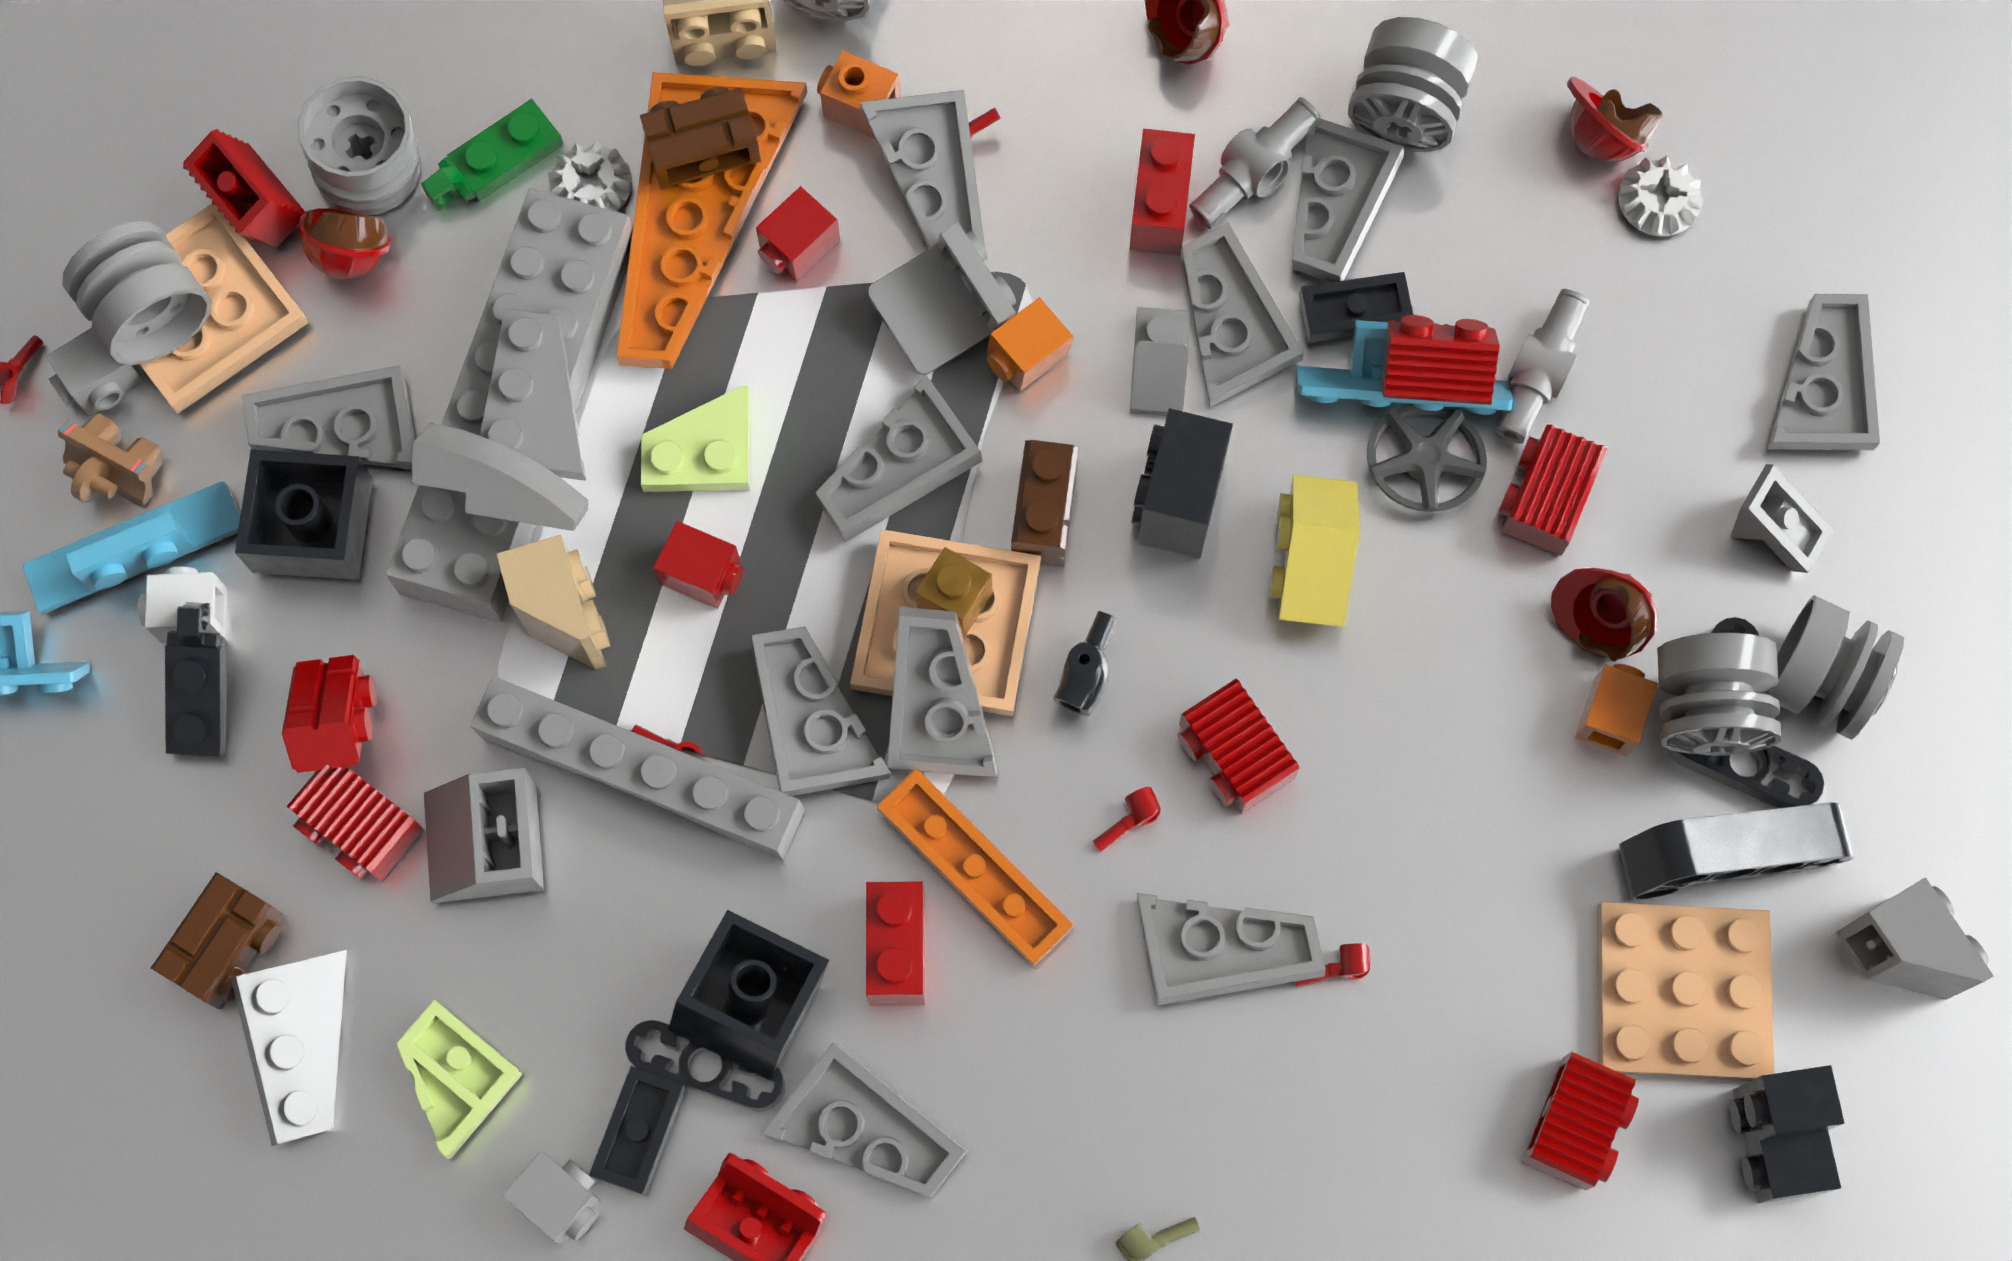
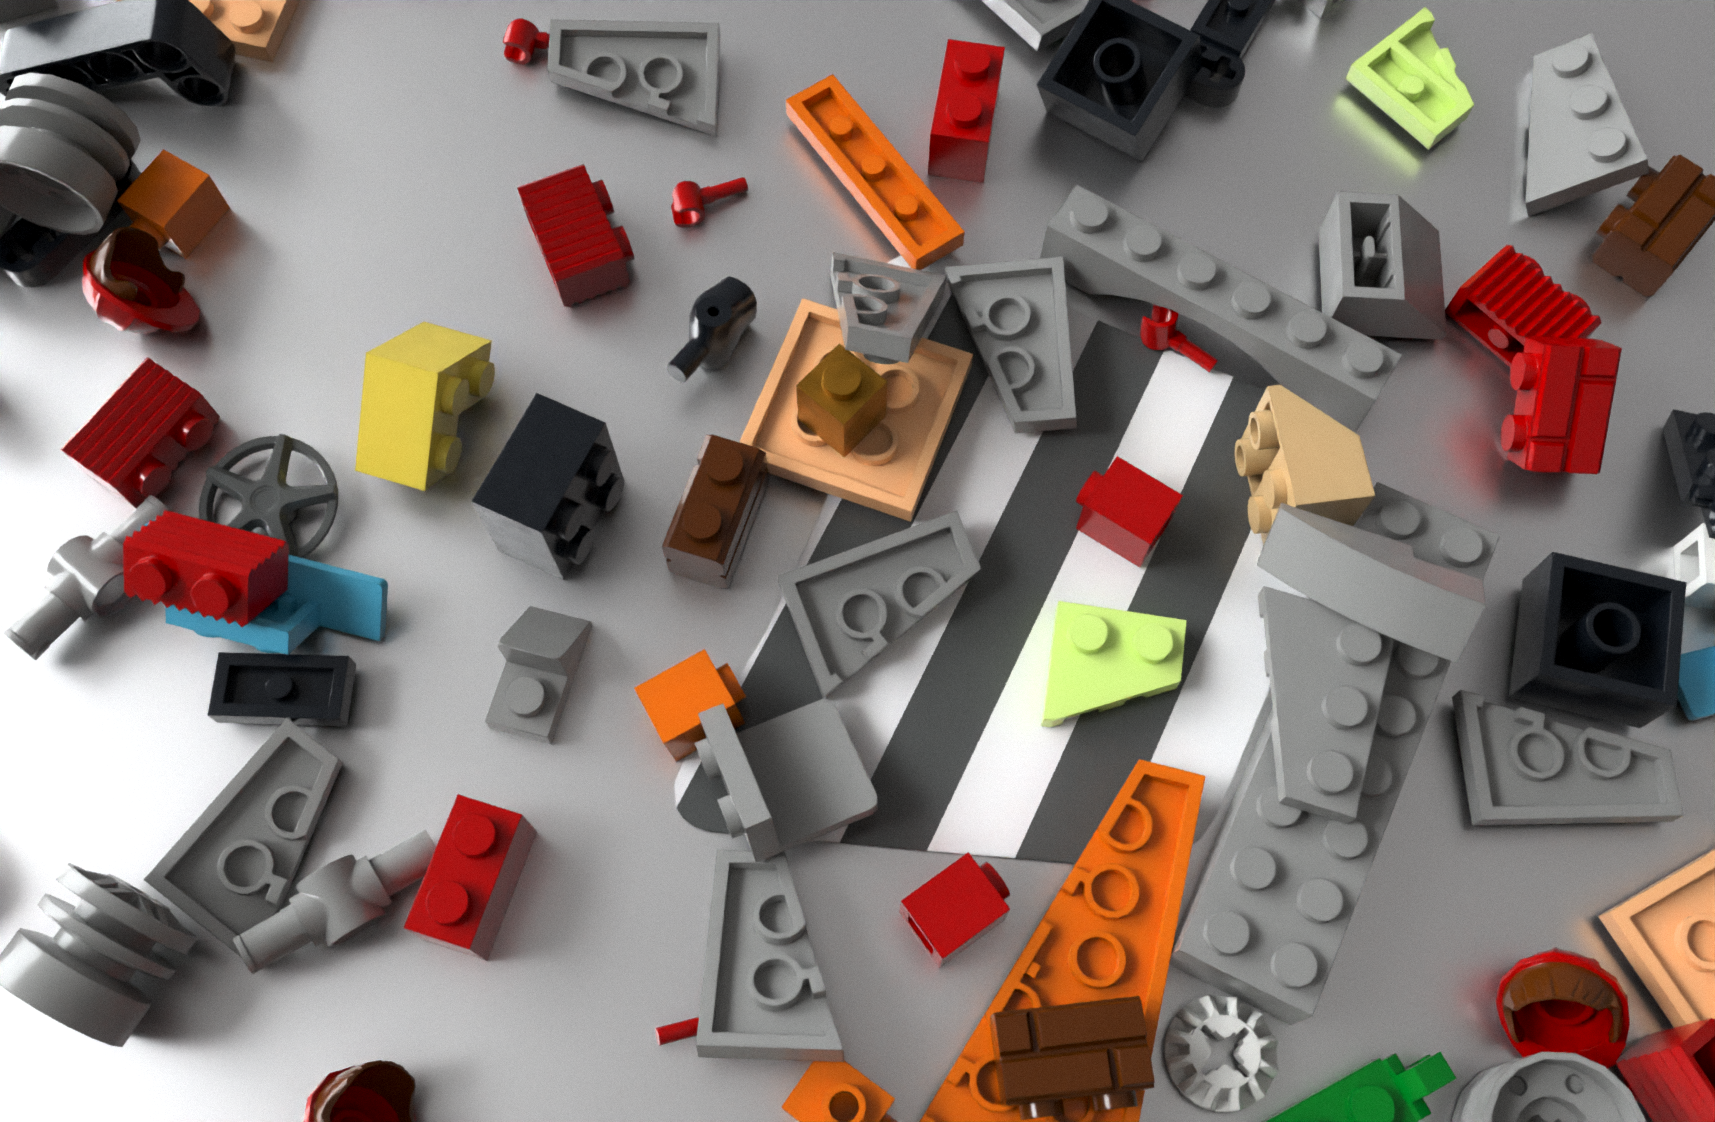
camera: 170 degrees left, 5 degrees down
(1234, 317) = (433, 706): light grey wing -> none

